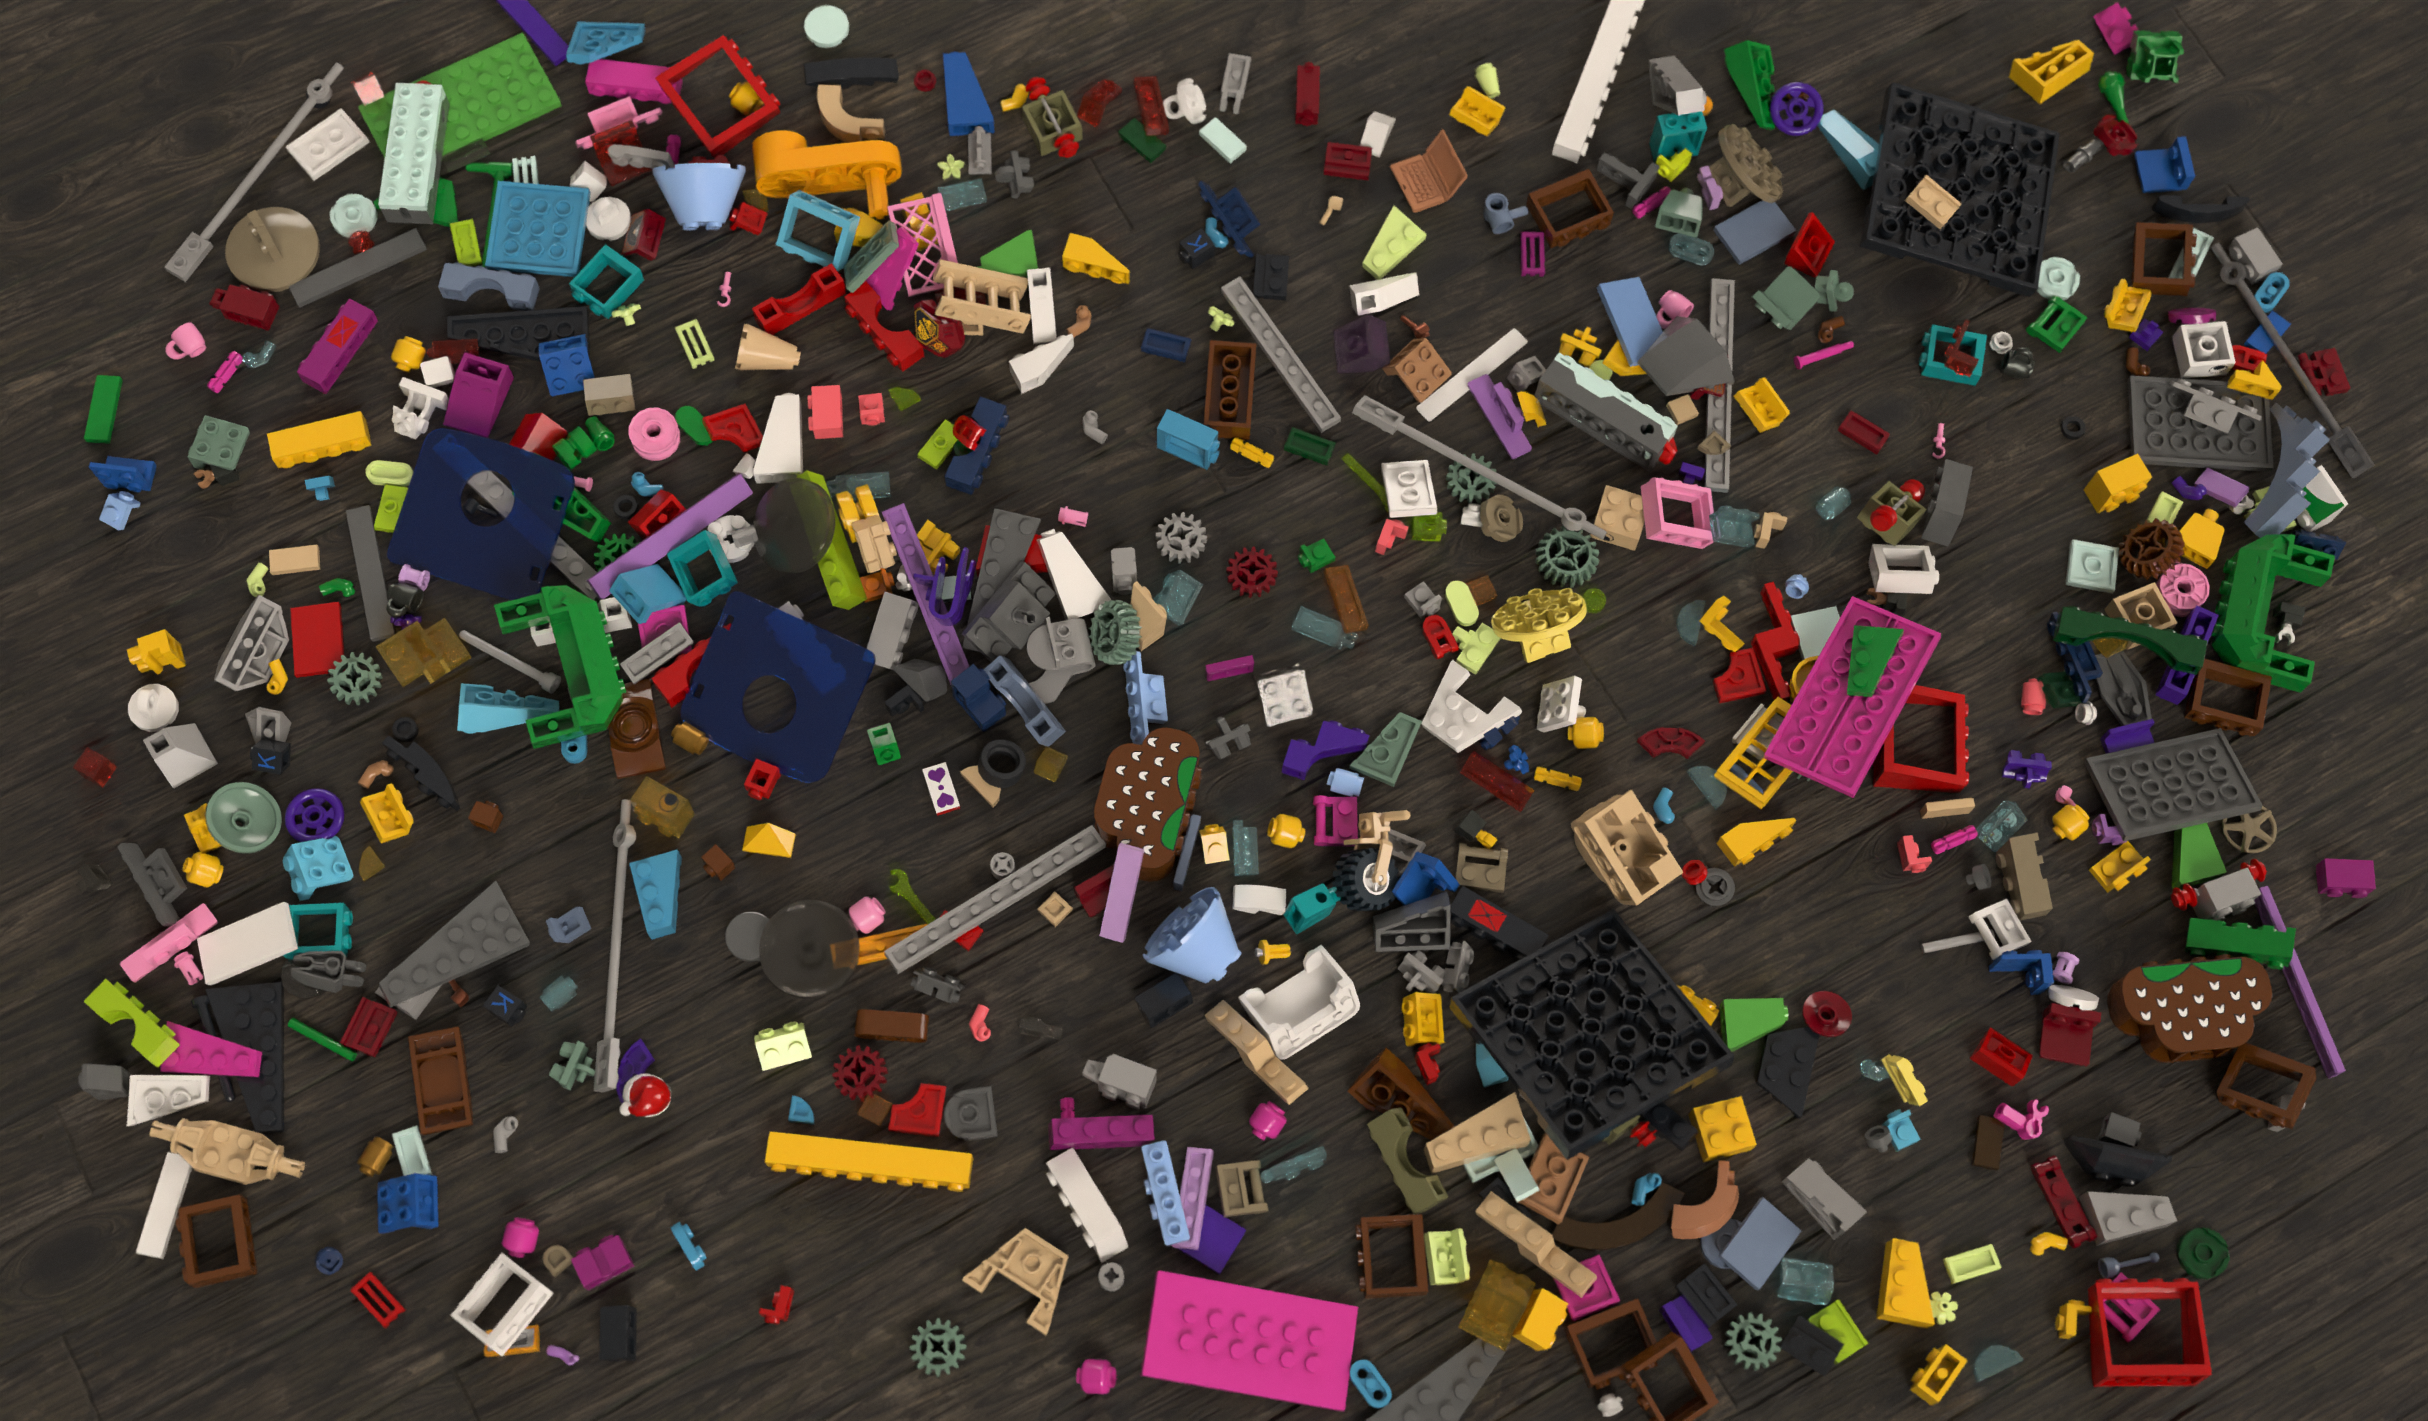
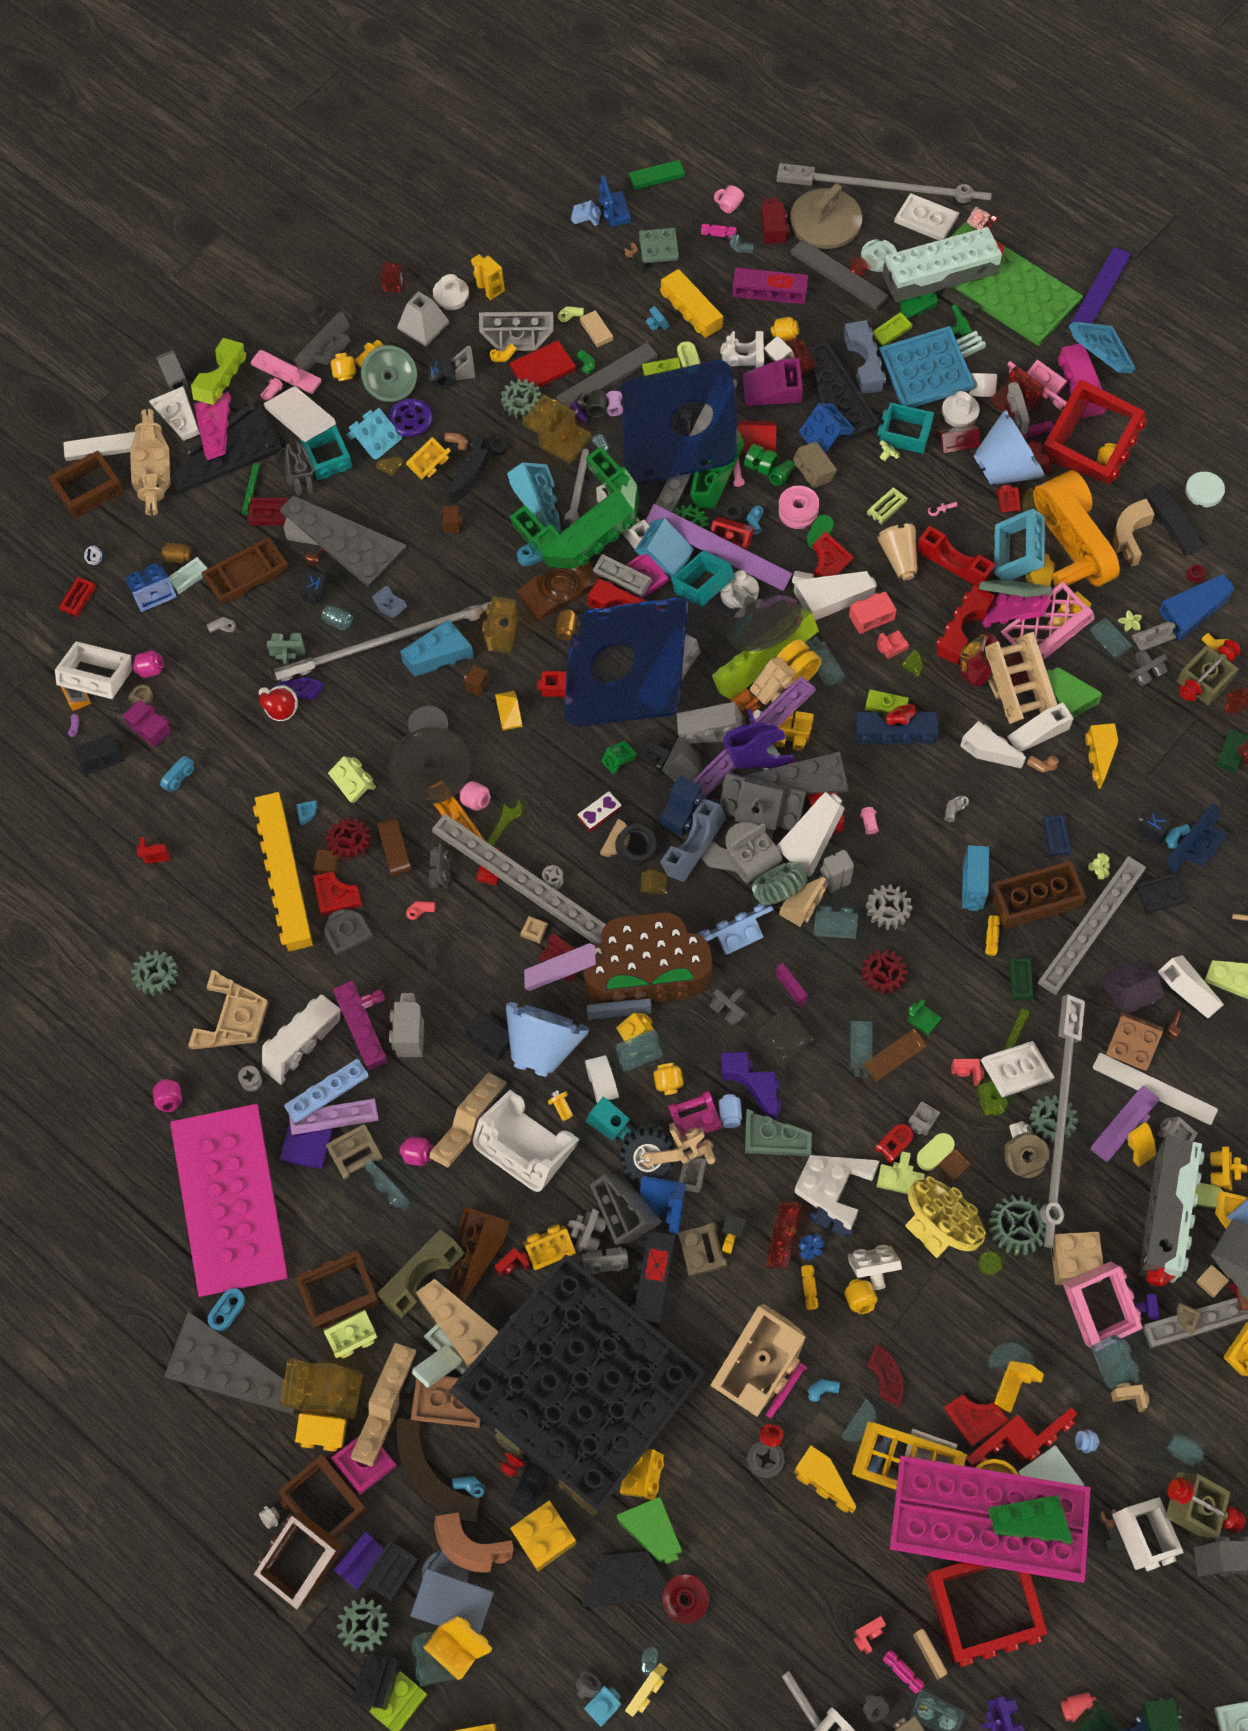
camera: 75 degrees right, 5 degrees down
(467, 612) = (599, 440): none -> clear light blue arm
(1804, 1252) = (457, 1646): none -> yellow bracket
(1823, 1198) = (512, 1649): light grey wedge -> none

